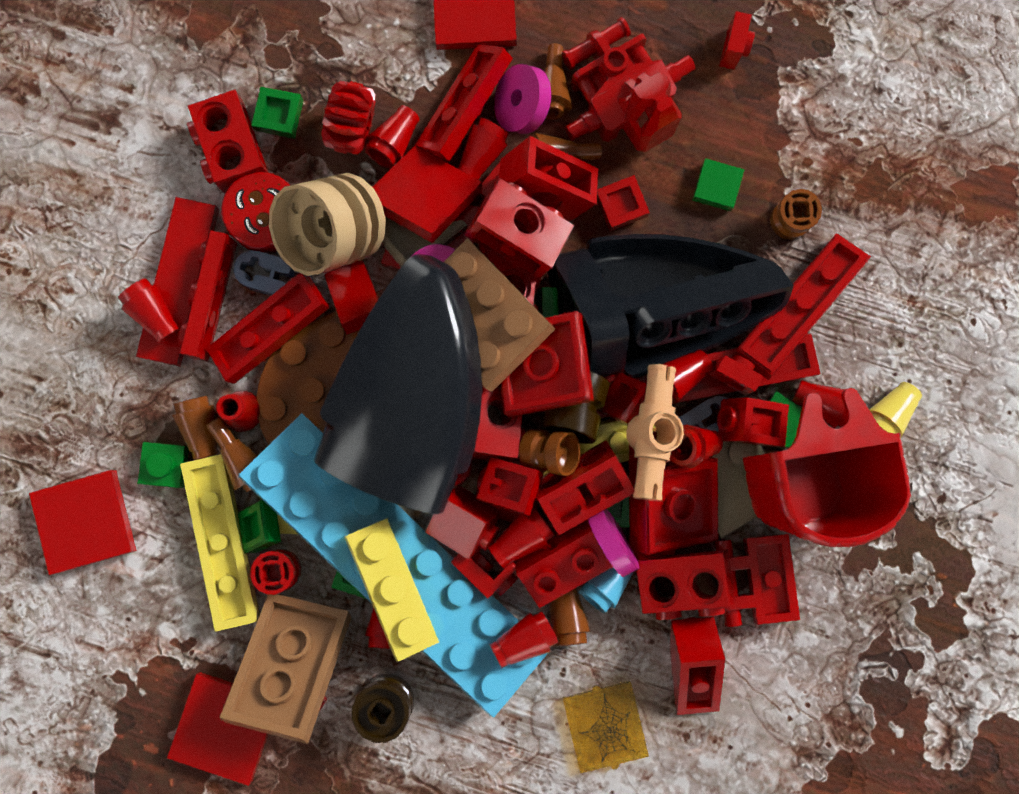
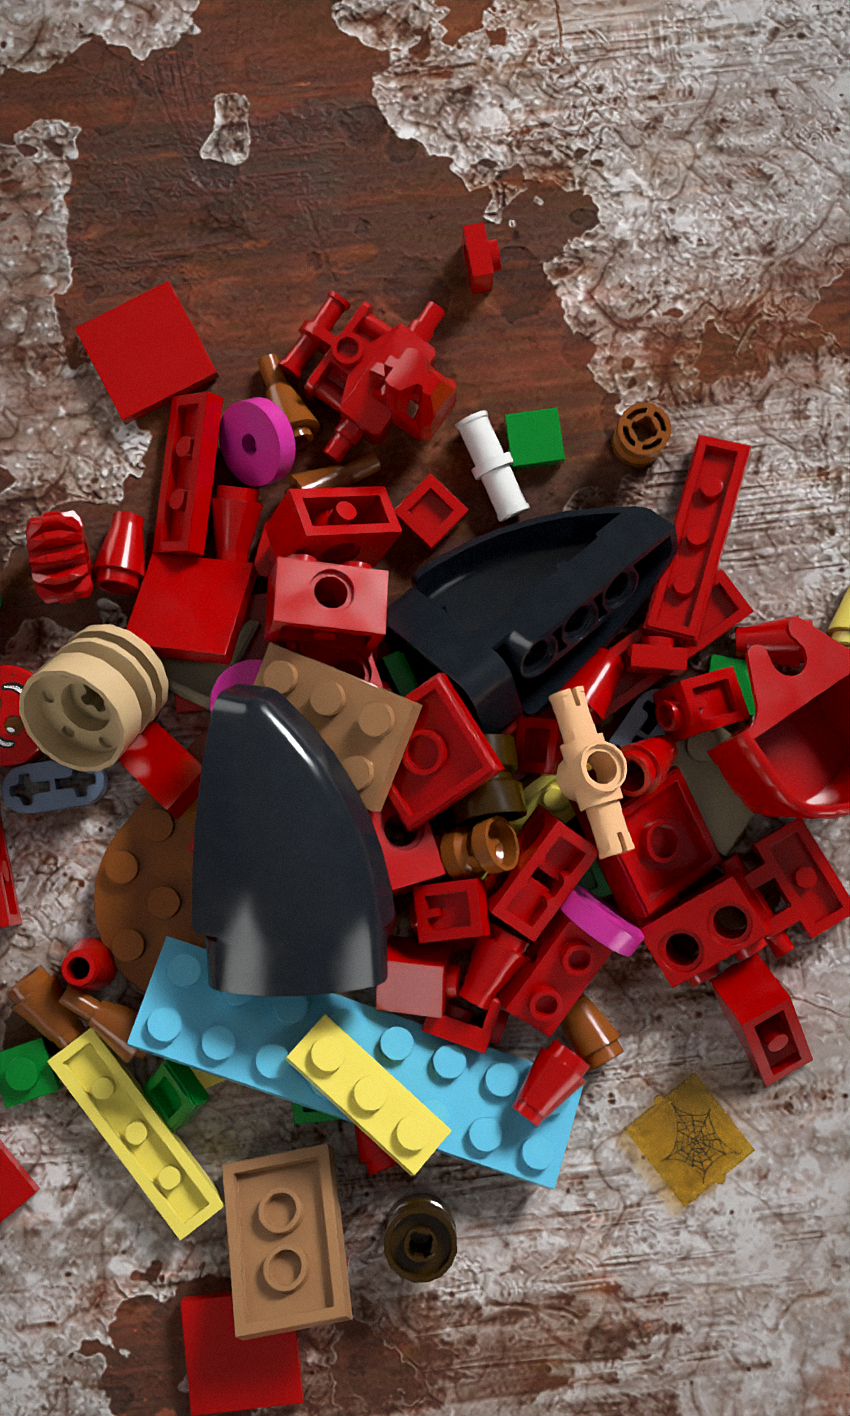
camera: 25 degrees left, 0 degrees up
(267, 328) = (77, 852): red plate -> none
(283, 570) = (225, 1127): red wheel -> none
(605, 589) = (616, 980): medium azure cone -> none
(680, 190) = (492, 465): none -> white pin

